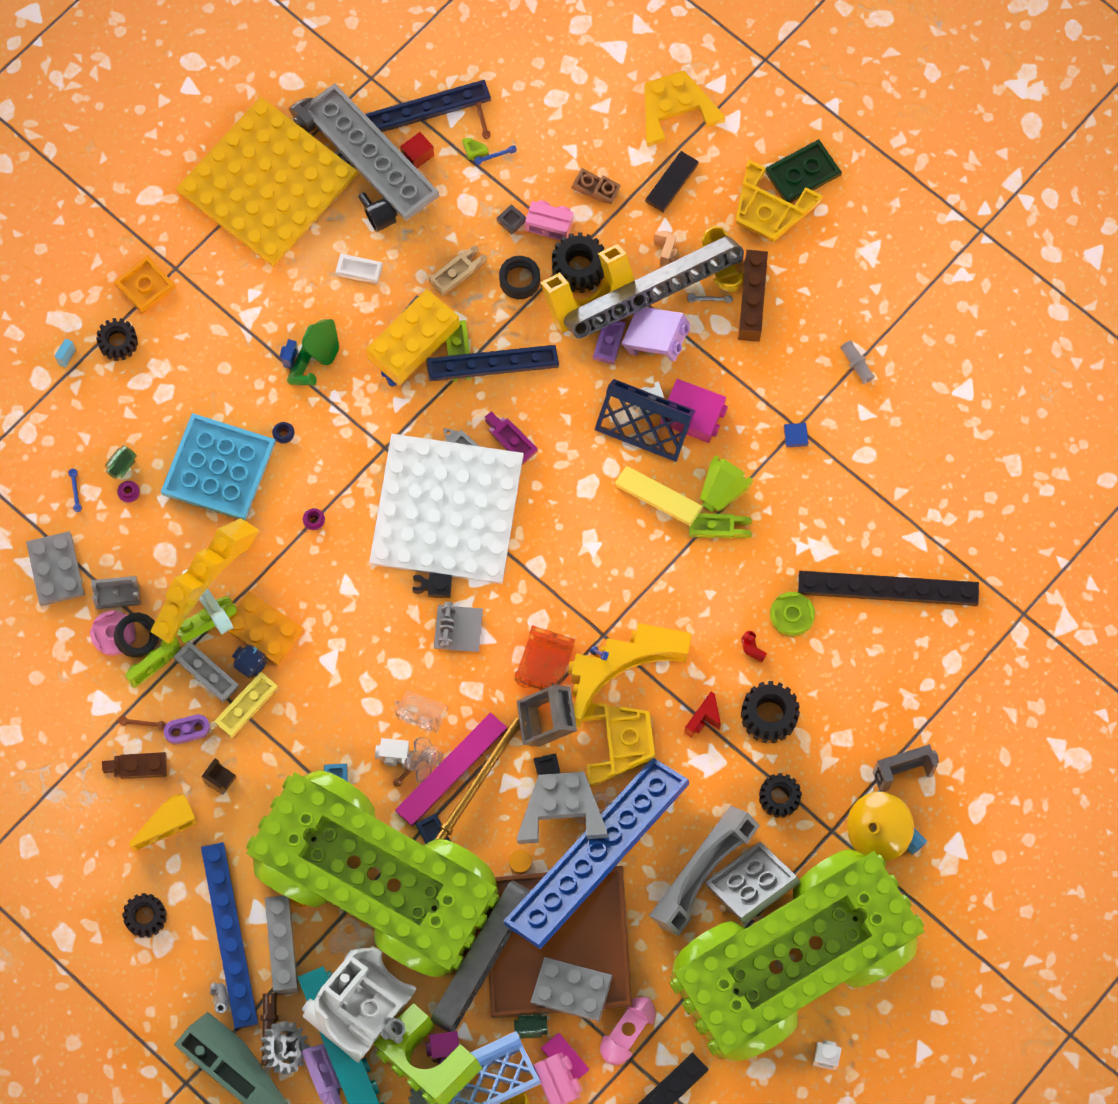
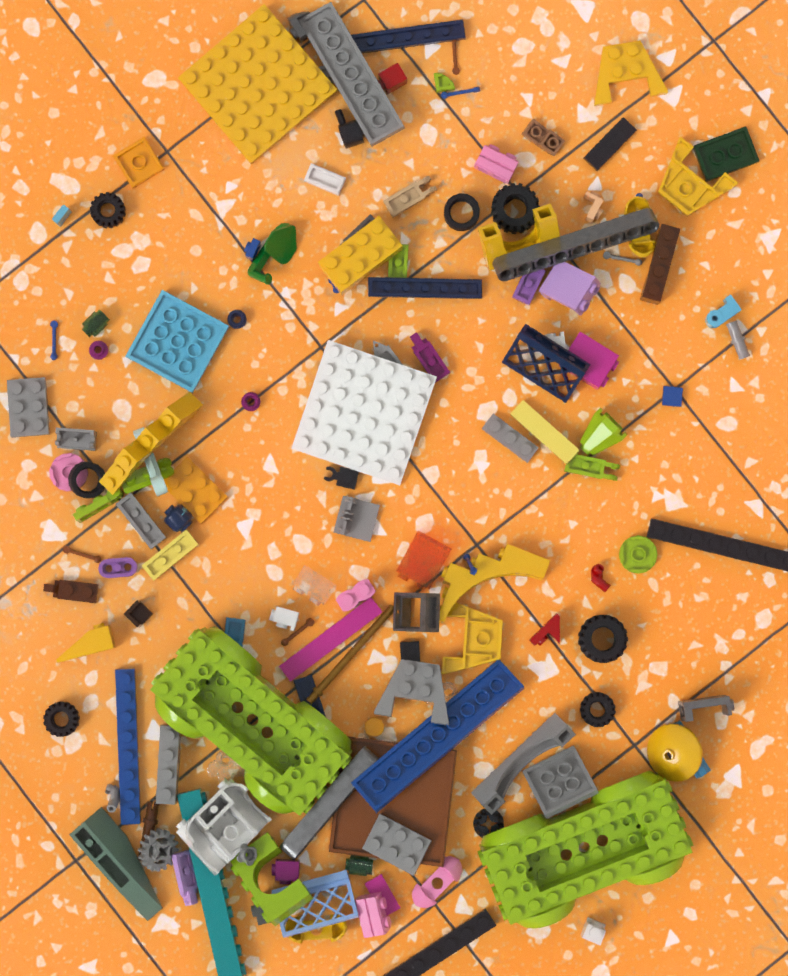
camera: 10 degrees right, 15 degrees up
(423, 758) = (309, 628): clear plate -> none
(467, 715) = (350, 598): none -> bright pink brick
(511, 219) = (464, 155): dark grey tile -> none
(619, 510) = (510, 438): none -> light grey plate
(667, 945) = (481, 817): none -> black gear
(830, 341) = (718, 317): none -> medium azure leg

